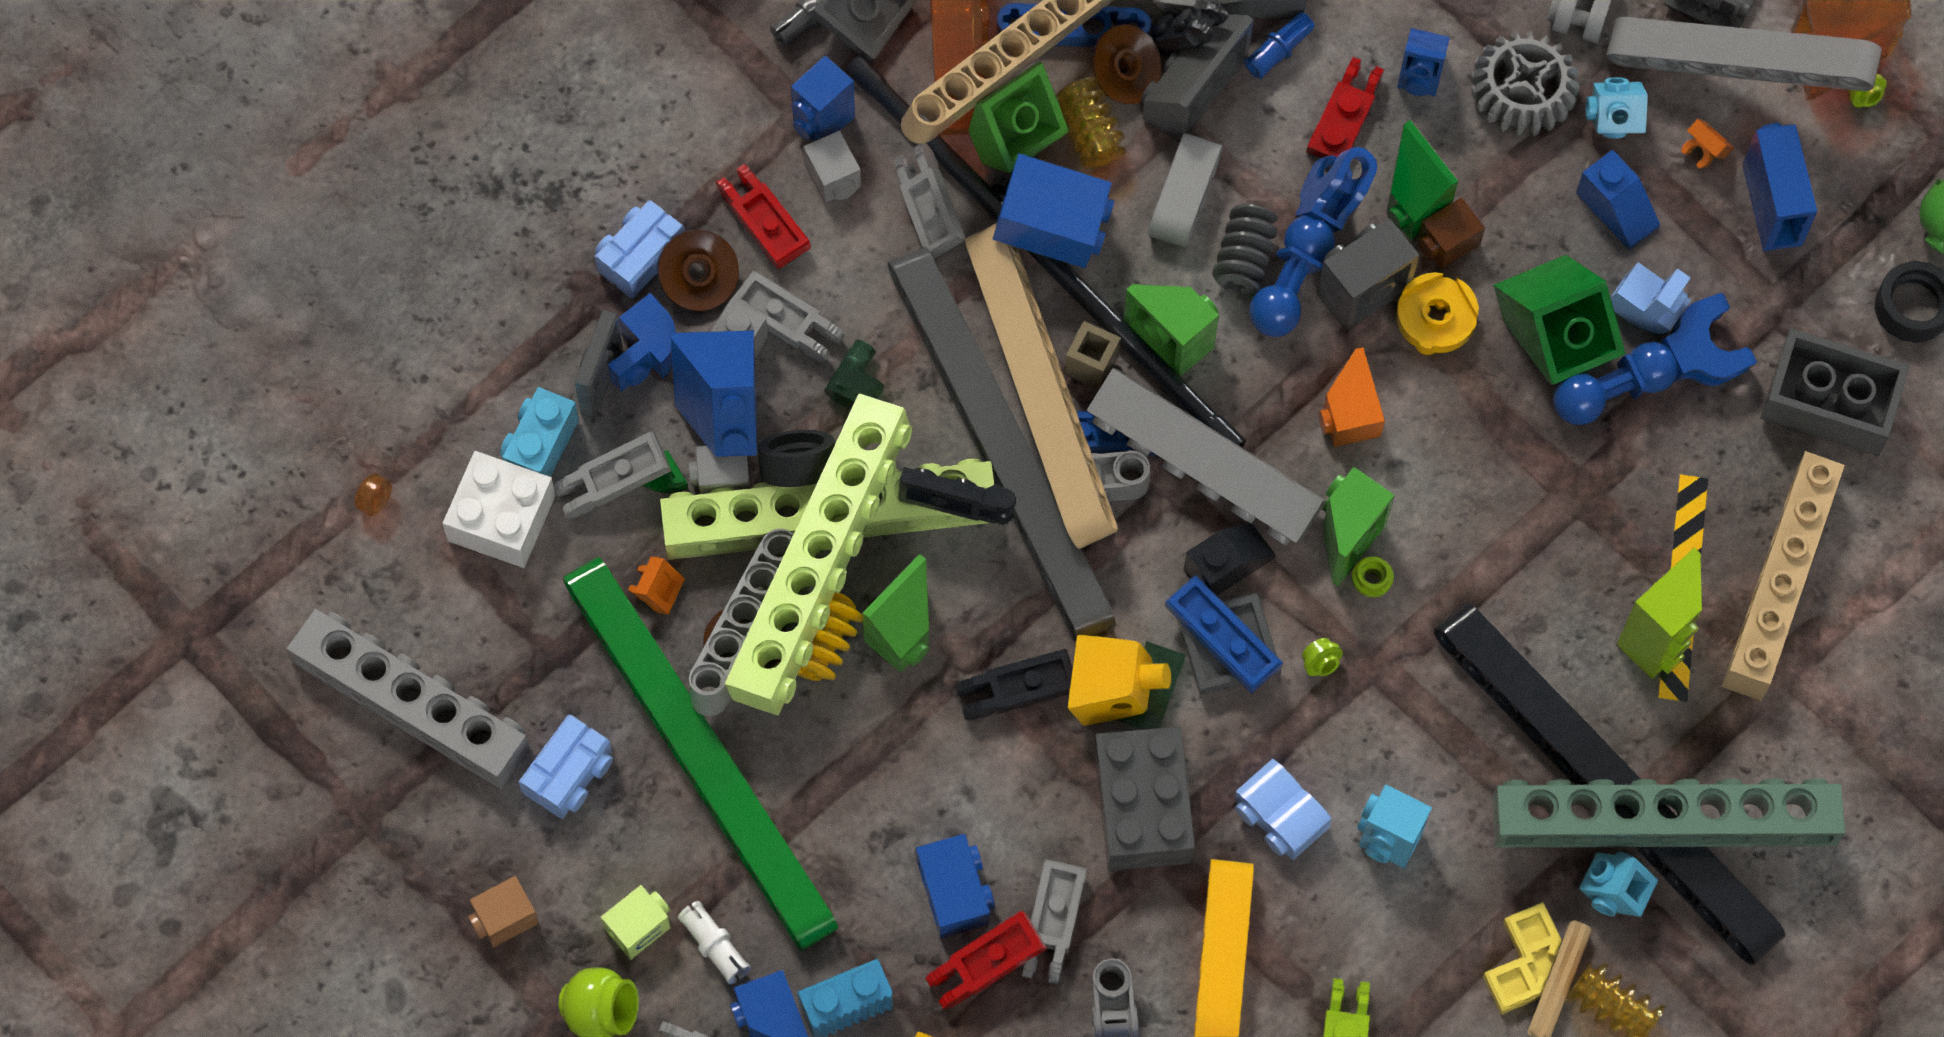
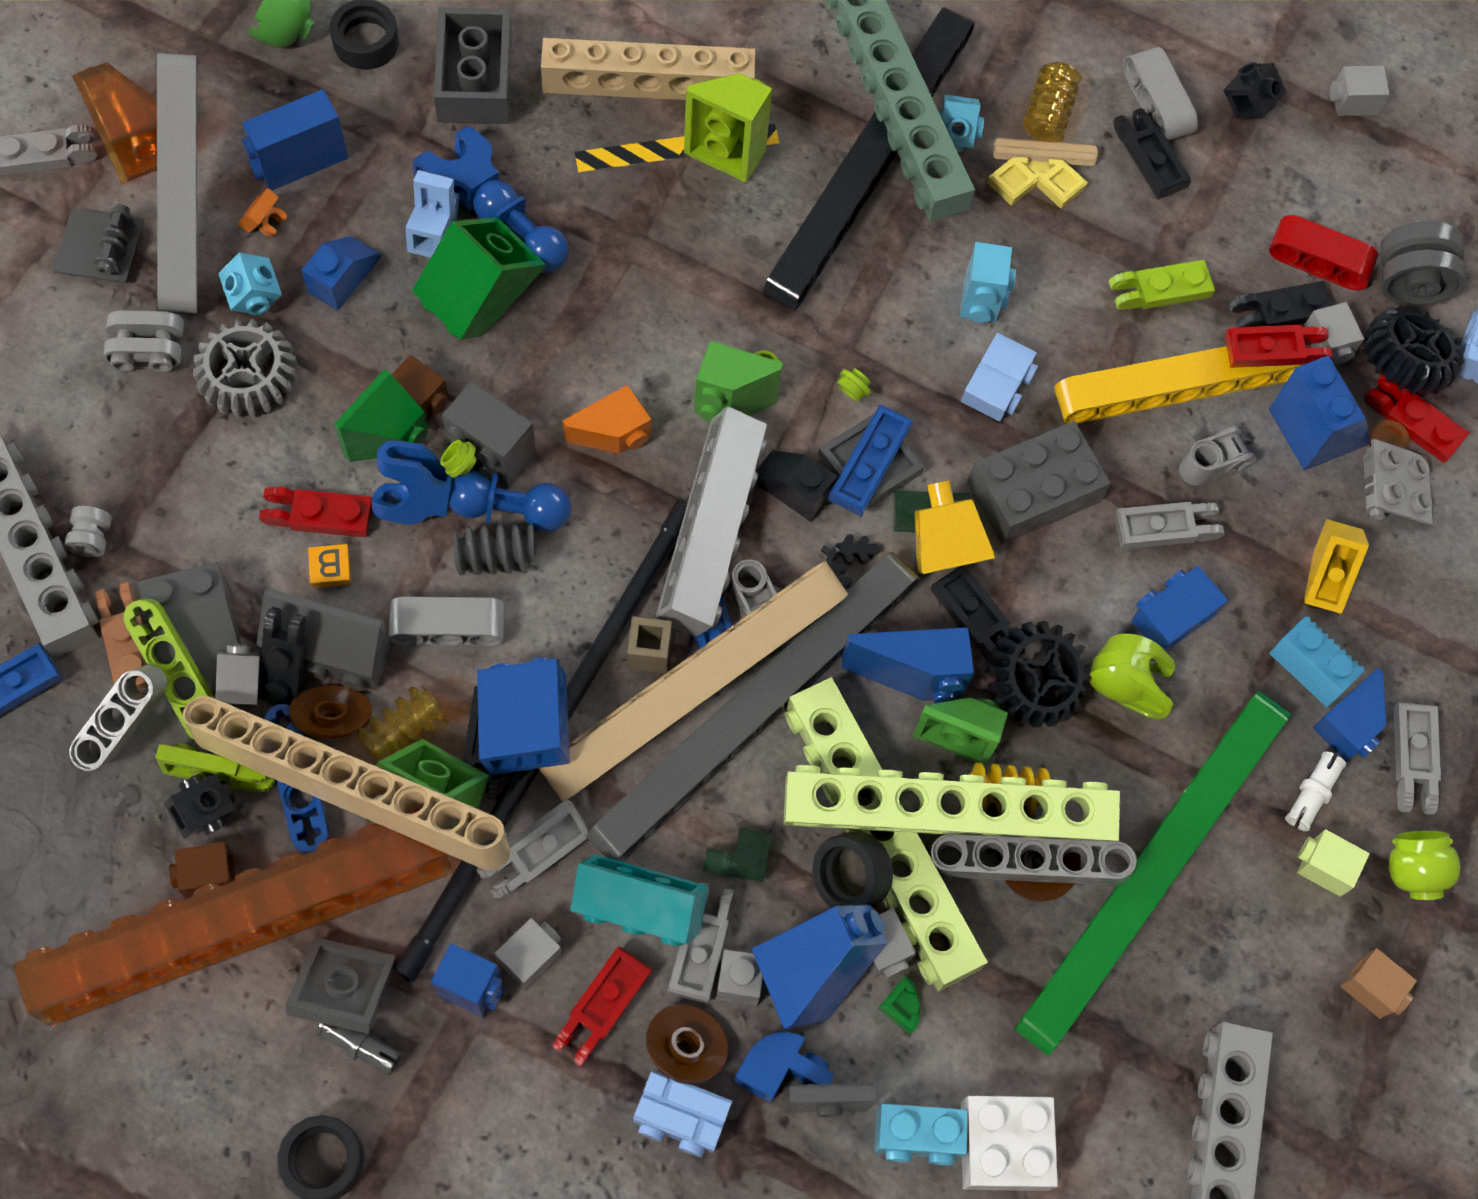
camera: 115 degrees left, 0 degrees up
(567, 767) = (1225, 979): light blue brick -> none
(614, 474) = (929, 1042): light grey hinge -> none
(658, 585) = (1019, 960): orange tile -> none
(842, 263) = (639, 899): none -> teal brick
(903, 785) = (1124, 674): none -> lime helmet
(953, 678) = (1053, 647): none -> black gear
(957, 496) = (843, 704): black hinge -> none
(979, 593) = (916, 662): none -> blue slope
(988, 958) = (1232, 559): red hinge -> none
(1137, 589) = (848, 551): none -> black animal
(1172, 322) = (598, 577): bright green slope -> none
(1279, 45) = (258, 580): blue axle -> none
(1283, 108) = (329, 566): none -> light orange tile
(1338, 224) = (458, 458): none -> lime plate
(1423, 62) = (249, 451): blue slope -> none
(1429, 334) = (499, 363): yellow plate -> none

